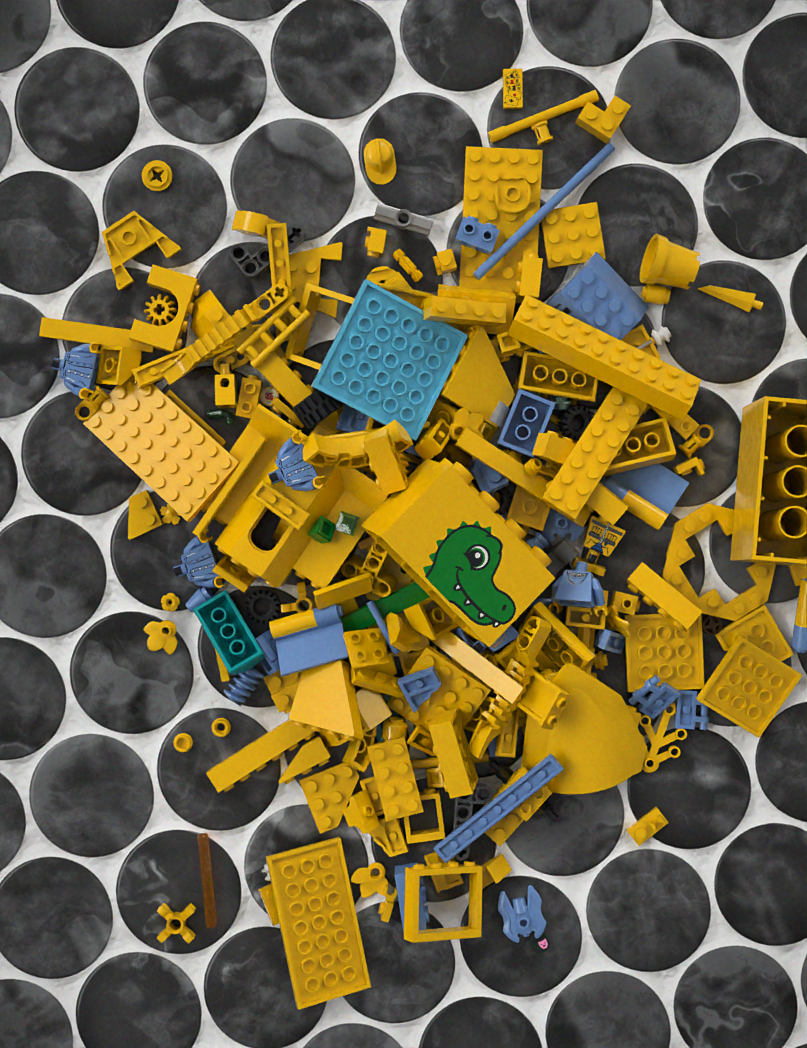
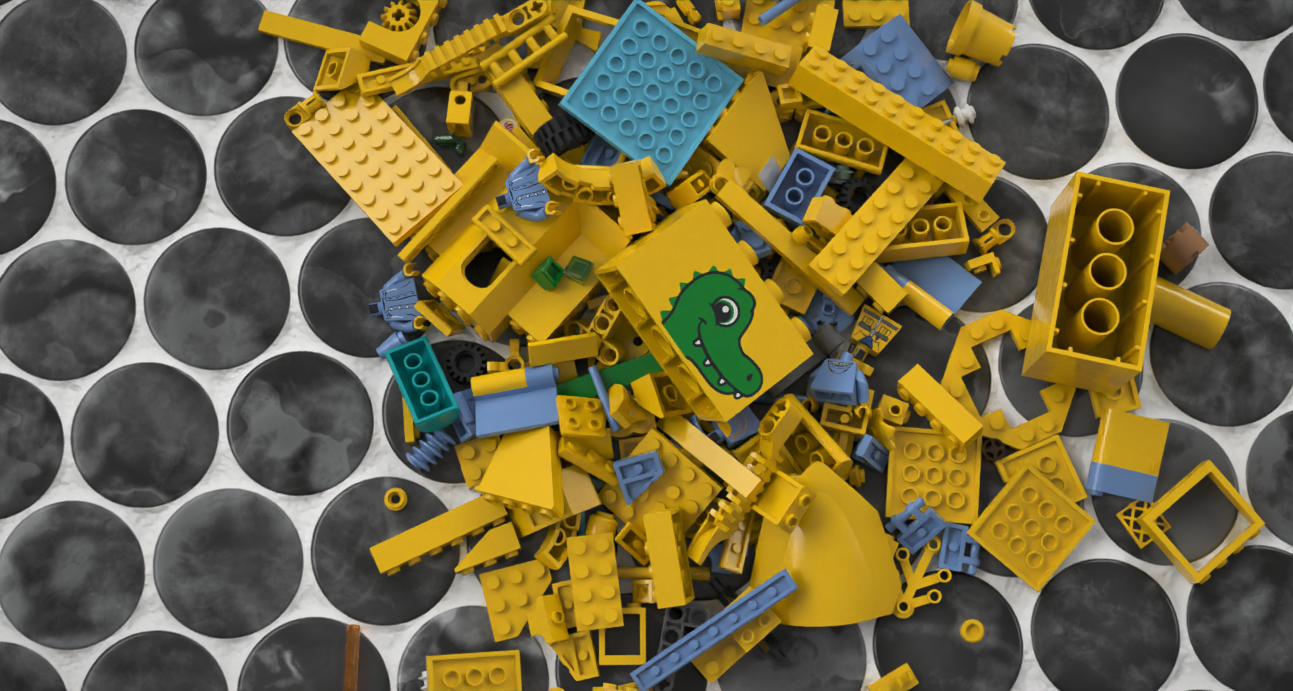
camera: 10 degrees right, 10 degrees down
(79, 368) = (298, 68): medium blue torso -> none
(142, 515) = (342, 242): yellow wing -> none
(159, 638) = (340, 386): yellow plate -> none
(170, 515) = (376, 245): yellow plant -> none
(170, 597) = (359, 351): yellow plate -> none
(183, 742) = (347, 511): yellow plate -> none
(207, 314) = (450, 24): yellow slope -> none
(249, 396) = (487, 114): yellow brick -> none
(707, 774) = (972, 631): none -> yellow tile
(737, 298) = (1056, 86): yellow bar -> none

